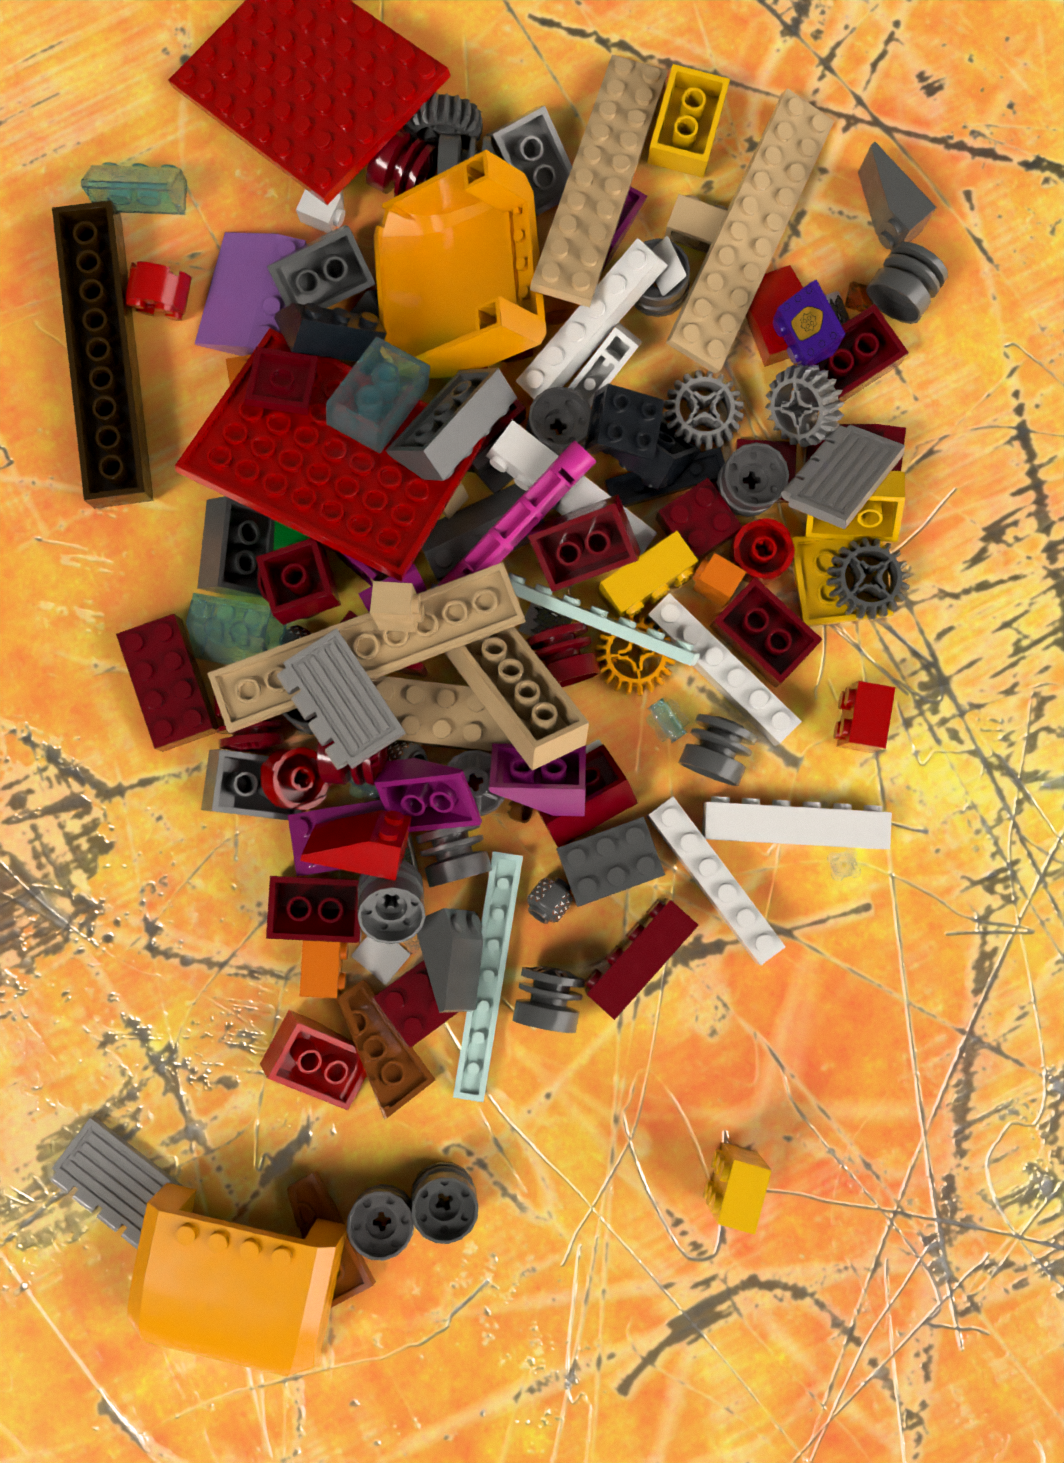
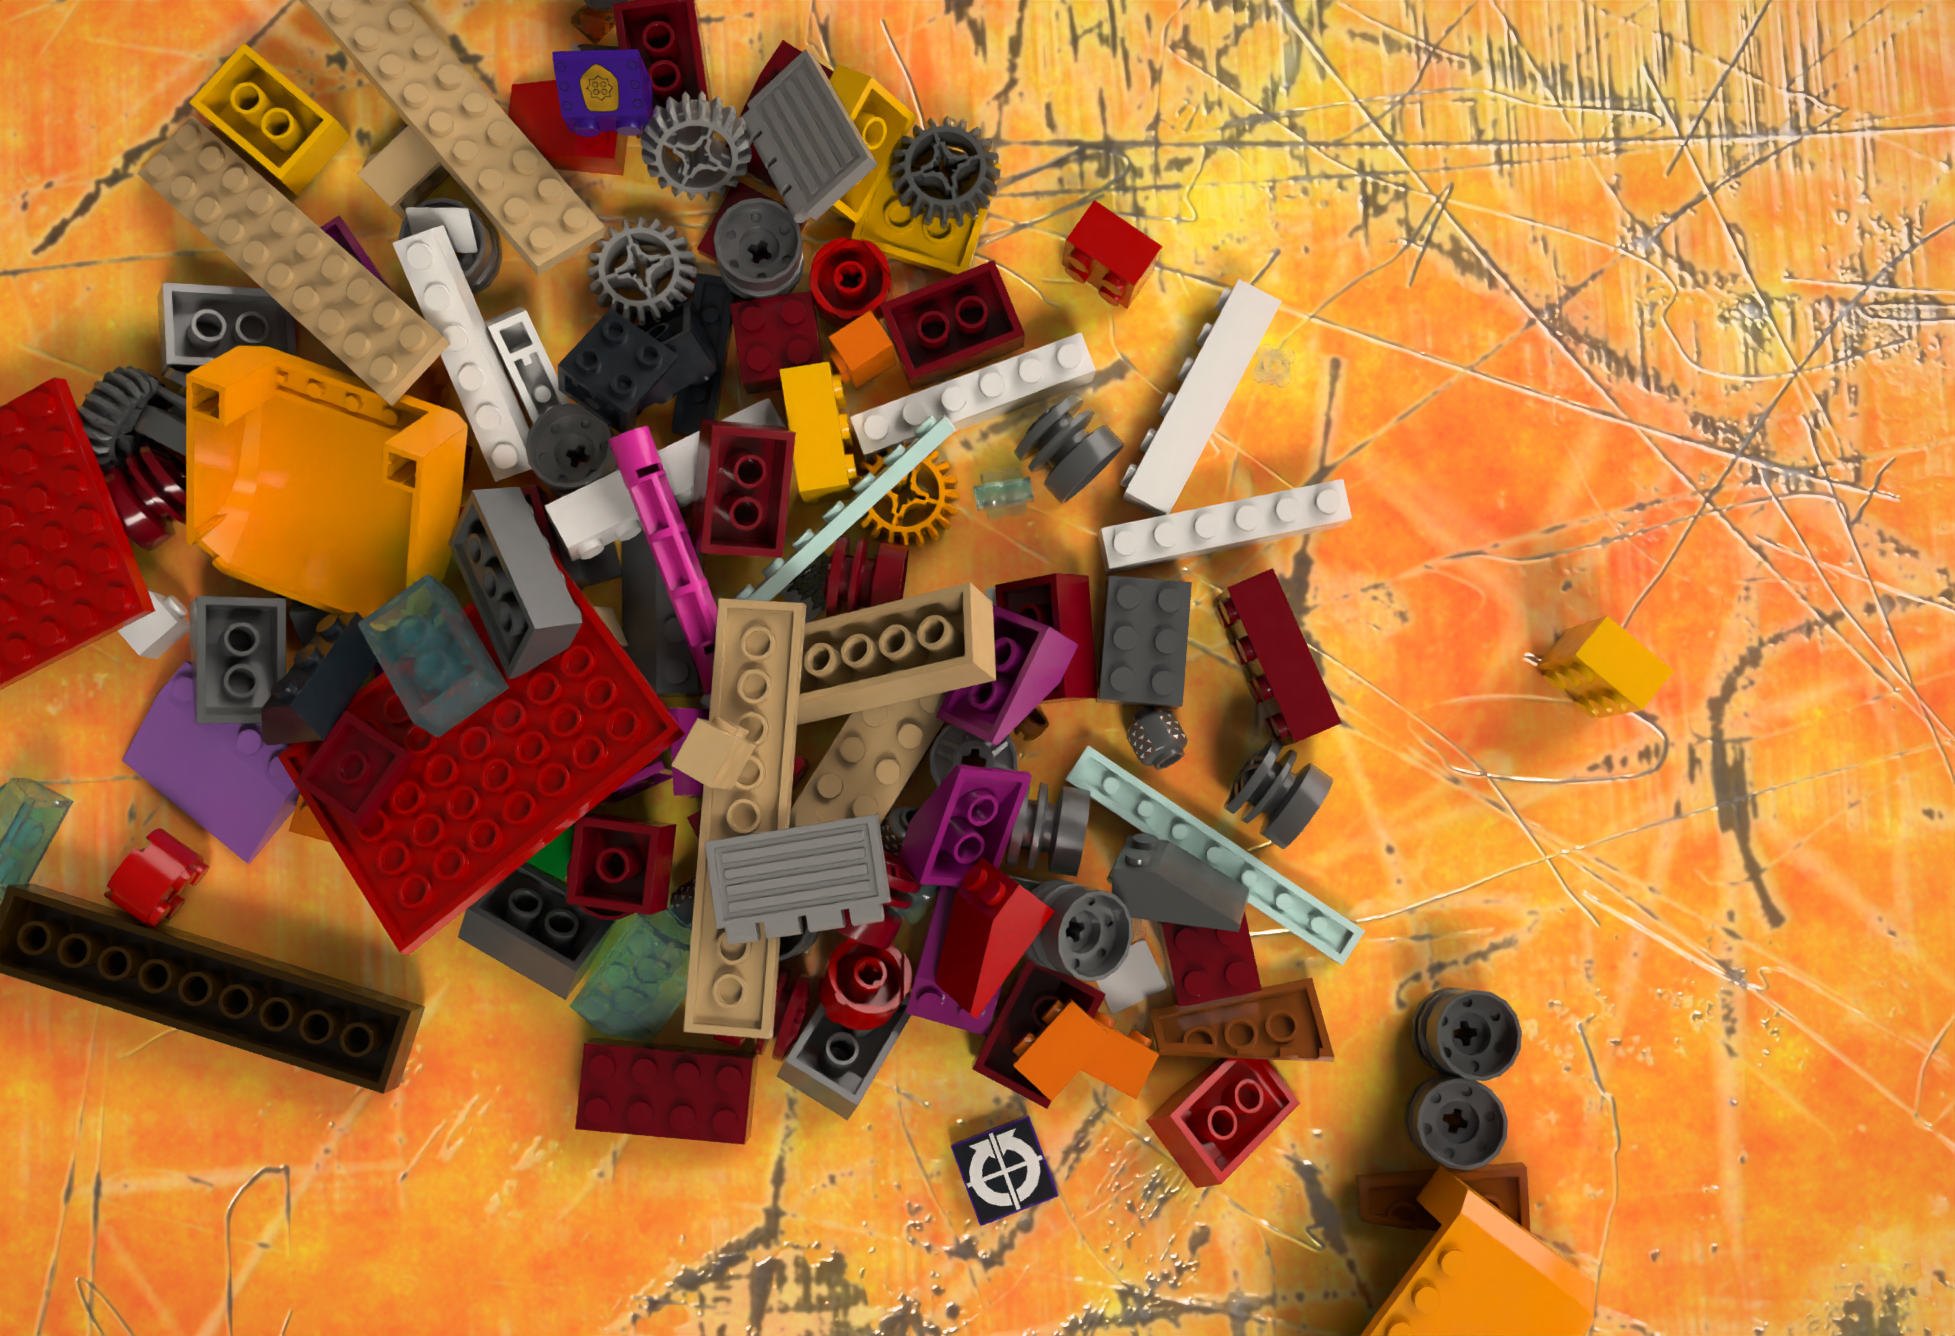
camera: 70 degrees left, 0 degrees up
(215, 930) = (1004, 1170): none -> tile
(308, 927) = (1058, 1047): none -> orange brick

